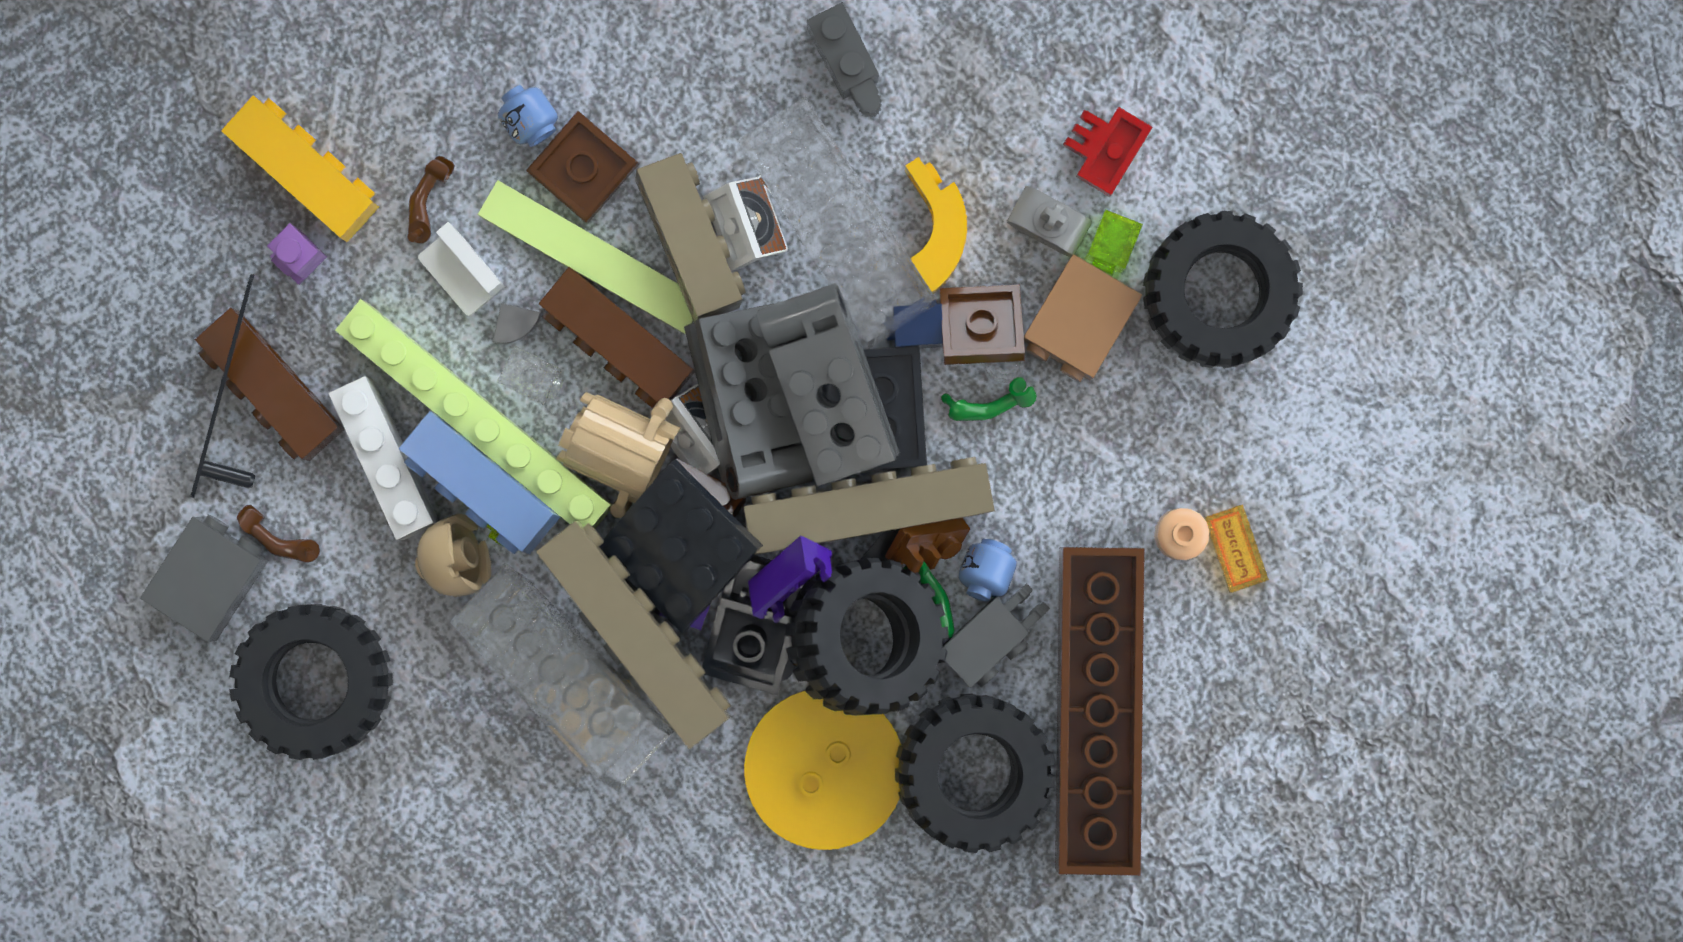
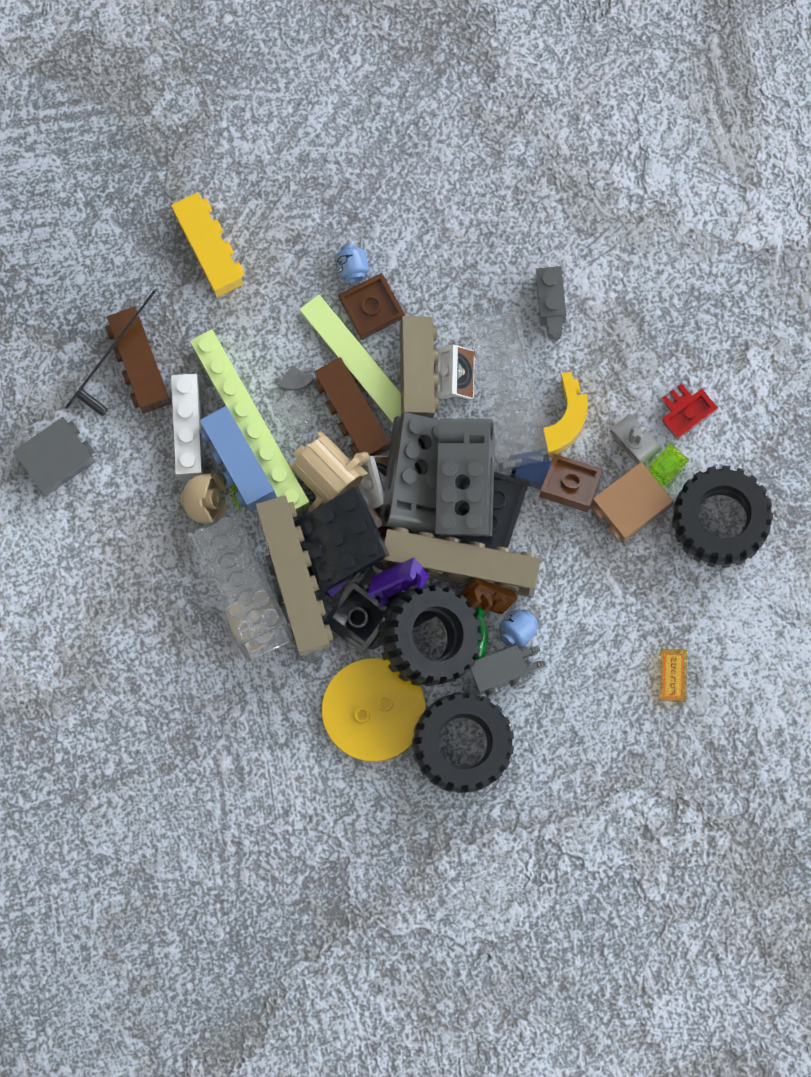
camera: 25 degrees right, 10 degrees down
(257, 684) = (72, 511): black tyre -> none
(295, 253) = (184, 291): medium lavender brick -> none
(301, 549) = (117, 463): reddish brown piece -> none
(419, 224) = (285, 275): reddish brown piece -> none
(460, 270) = (276, 337): white panel -> none
(968, 411) = (578, 534): green piece -> none
(1099, 711) = (552, 736): reddish brown brick -> none
(1181, 534) = (643, 651): light nougat head -> none

